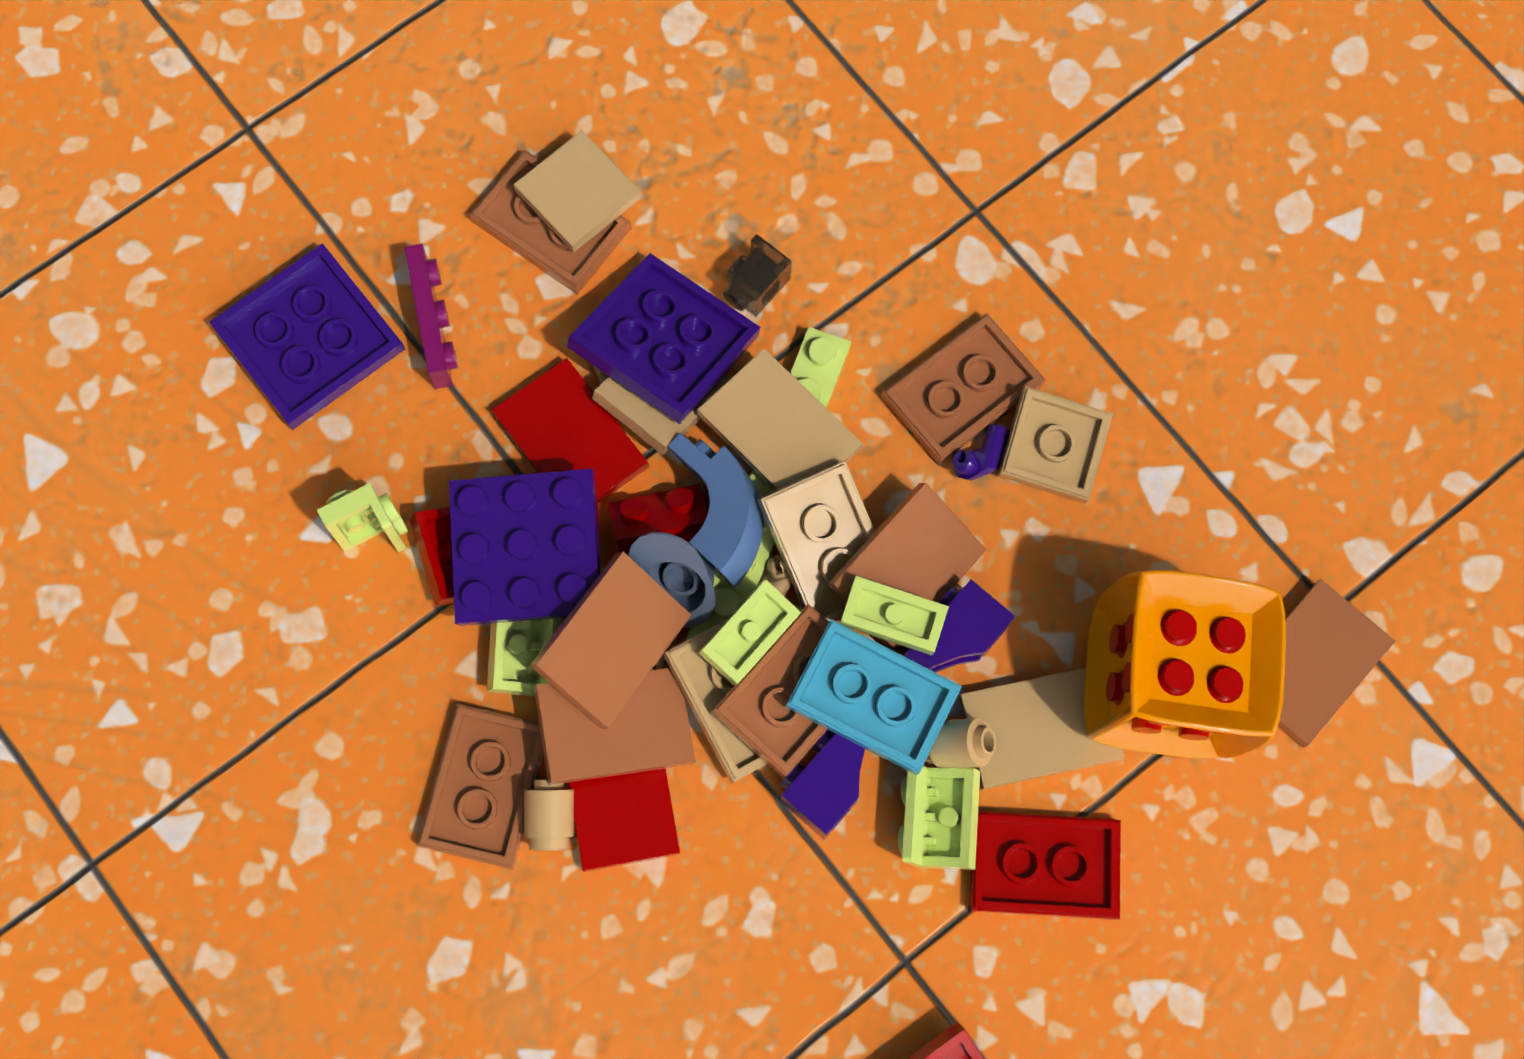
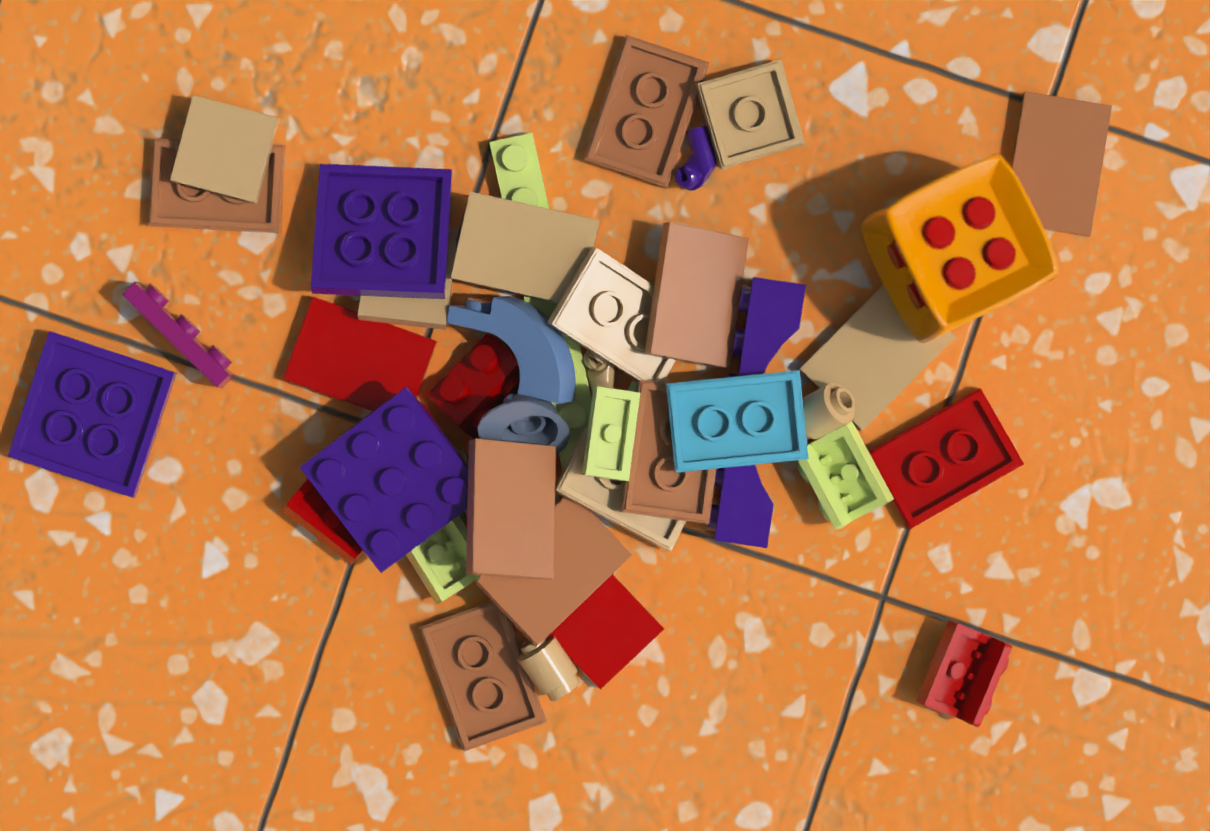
camera: 30 degrees left, 15 degrees up
(361, 515) = (242, 538): yellowish green bracket -> none
(757, 278) = (420, 128): clear smoke brick -> none
(894, 615) = (713, 349): yellowish green plate -> none

